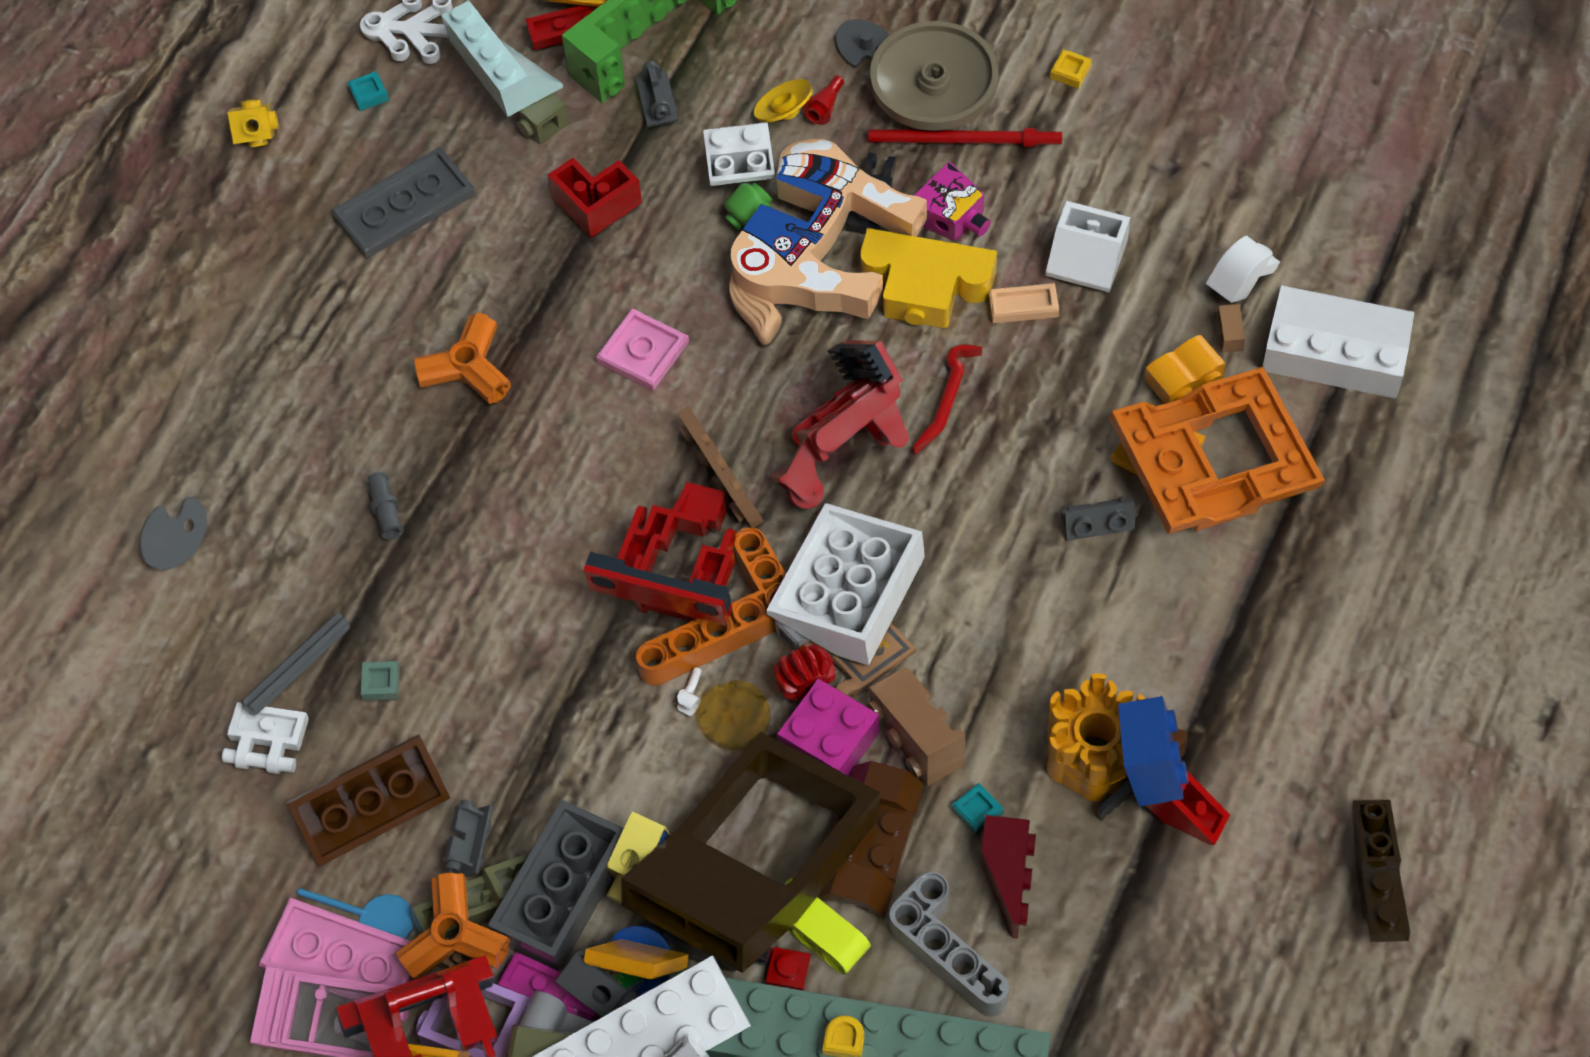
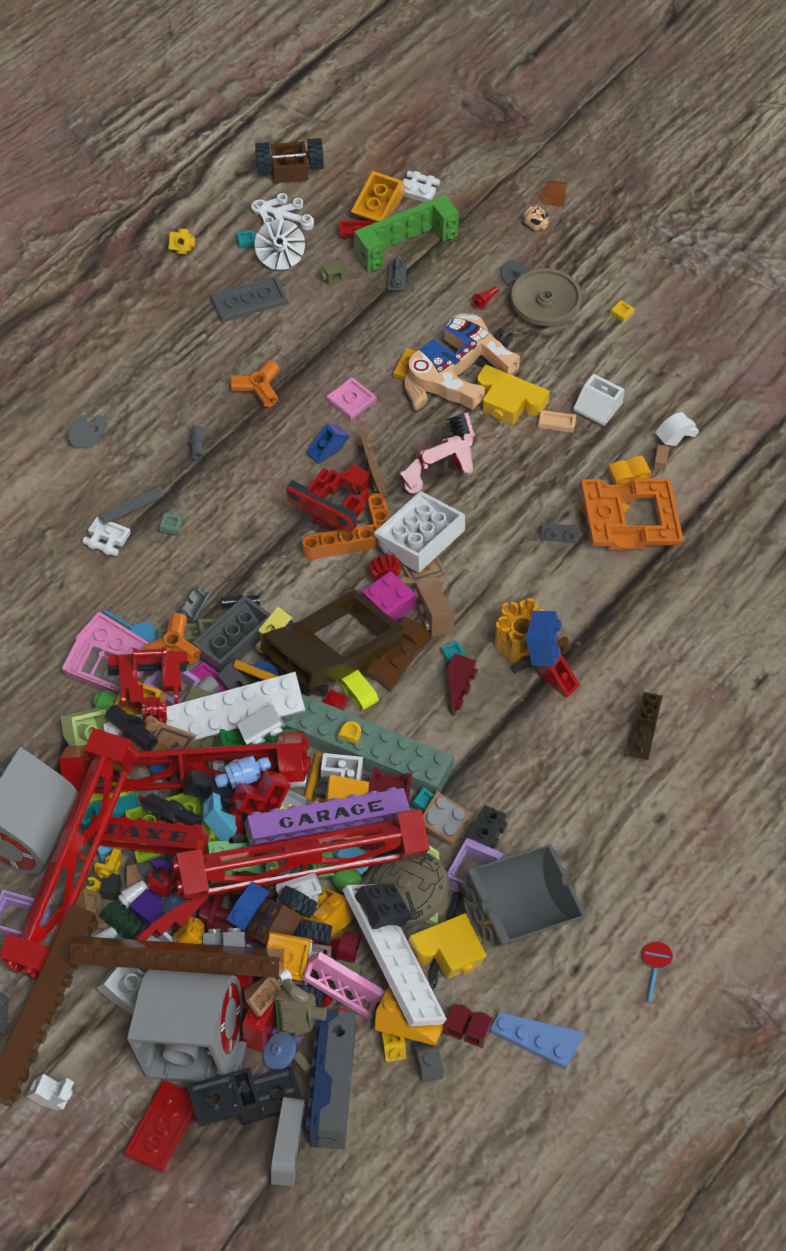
camera: 10 degrees right, 5 degrees down
(368, 800) = (149, 575): reddish brown slope -> none
(431, 88) = (279, 244): none -> white piece
(500, 68) = (319, 244): light aqua wedge -> none
(542, 810) = (228, 602): none -> black pin
(594, 200) = (348, 318): red brick -> none
(626, 447) = (328, 442): none -> blue slope
(687, 701) = (323, 569): white hand -> none
(719, 261) = (403, 366): none -> light orange plate
(734, 714) = (343, 580): clear yellow tile -> none
(738, 154) = (430, 312): white slope -> none
(744, 203) = (426, 336): bright green head -> none
(783, 101) = (463, 292): yellow dish -> none
(949, 393) = (500, 460): red piece -> none
(953, 204) = (535, 364): dark pink torso -> none
(954, 951) = (410, 697): light grey beam -> none
(1028, 137) = (586, 340): red bar -> none
(1339, 342) = (715, 477): white slope -> none

